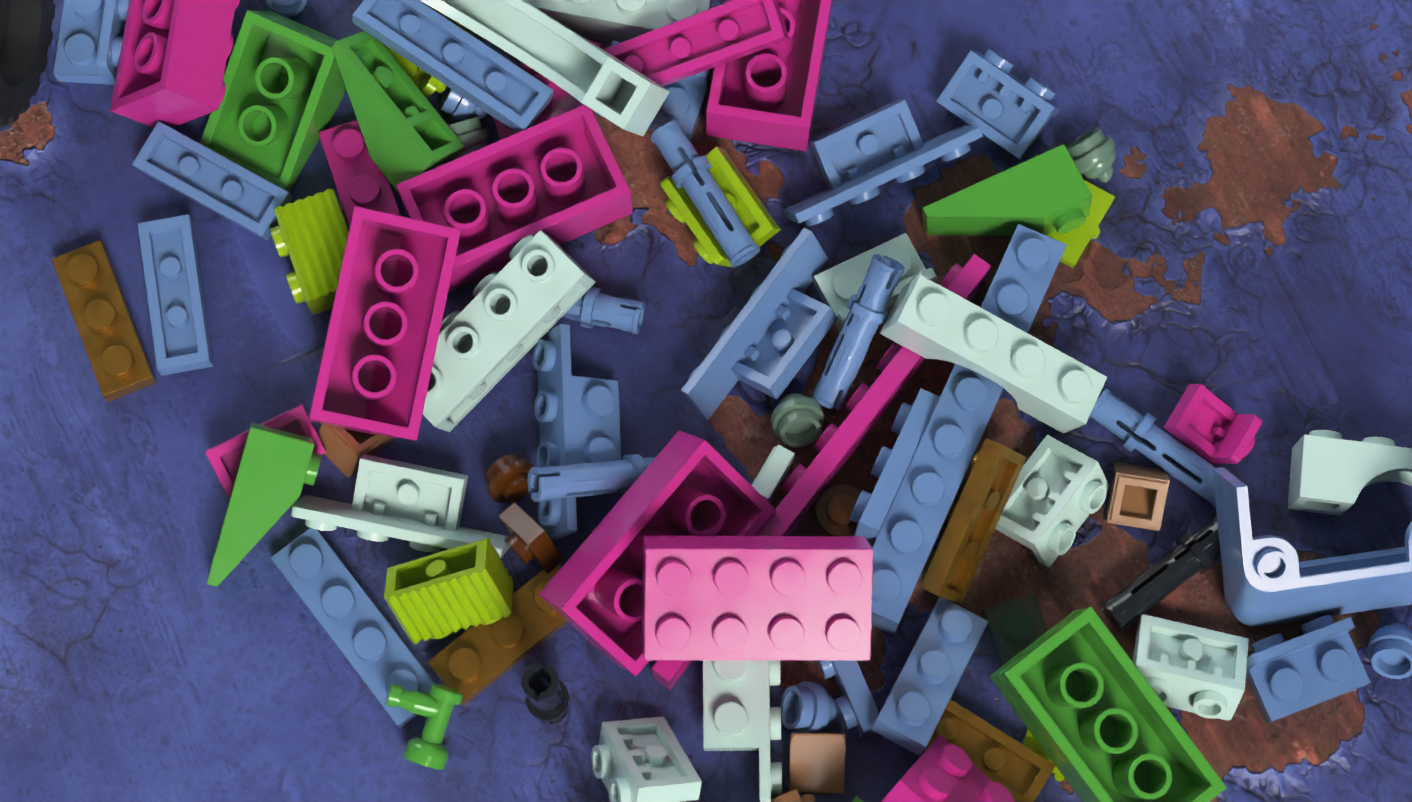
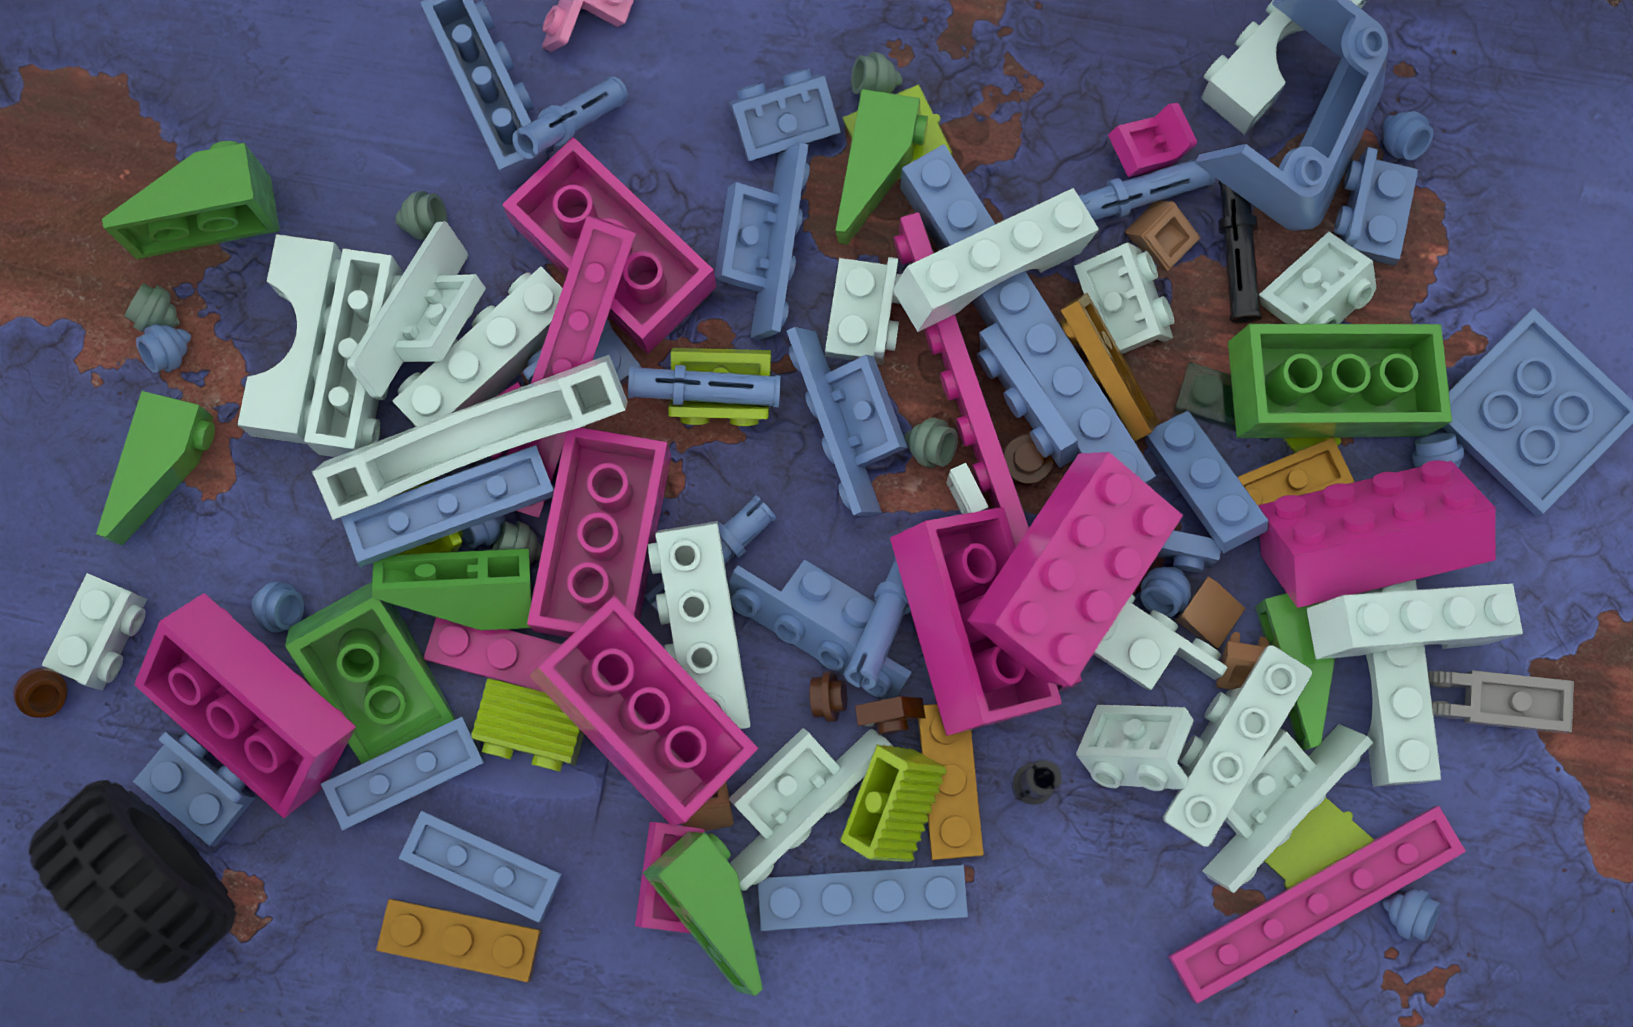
camera: 55 degrees left, 5 degrees up
(438, 709) = (1003, 905): bright green piece -> none
(865, 314) = (896, 332): medium blue pin -> none

